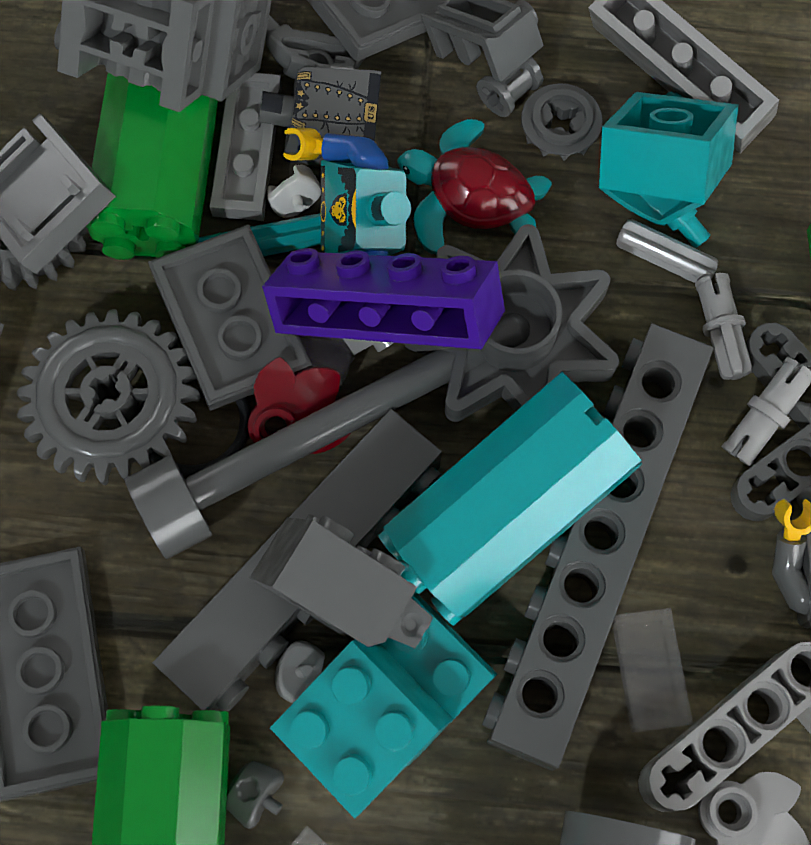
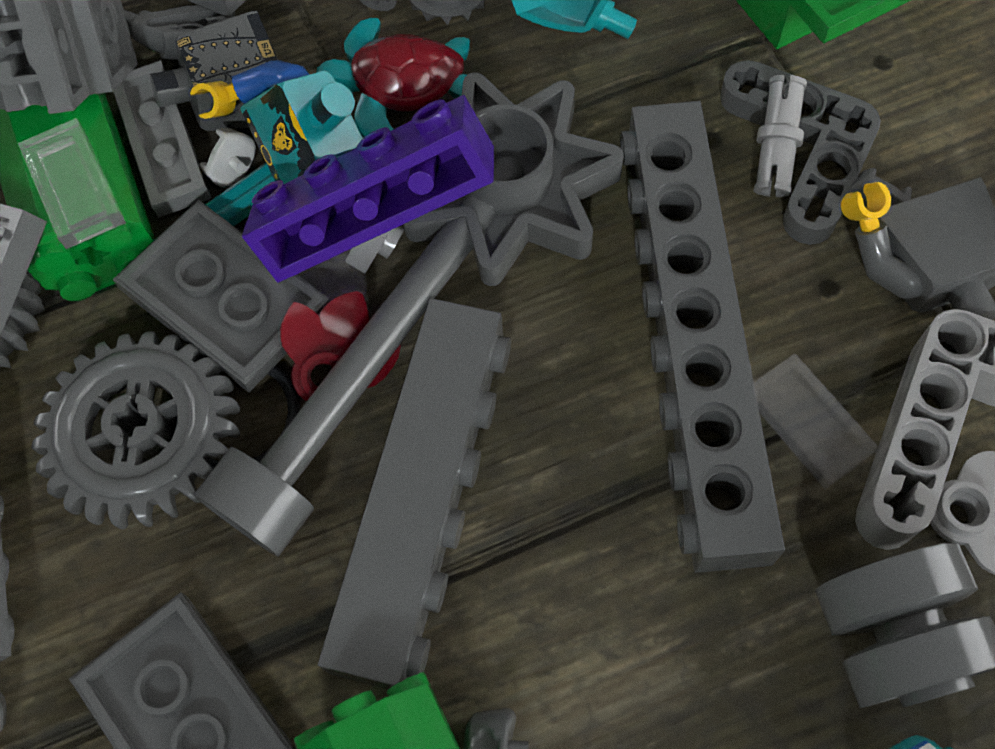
camera: 20 degrees left, 5 degrees down
(149, 174) = (71, 183): none -> clear tile
(298, 669) = (473, 600): light grey piece -> none
(341, 584) = (472, 474): dark grey hinge -> none
(381, 709) = (576, 583): teal bracket -> none
(509, 498) = (594, 313): teal brick -> none
(666, 251) = (607, 51): light grey axle -> none
(724, 327) = (695, 84): light grey axle -> none

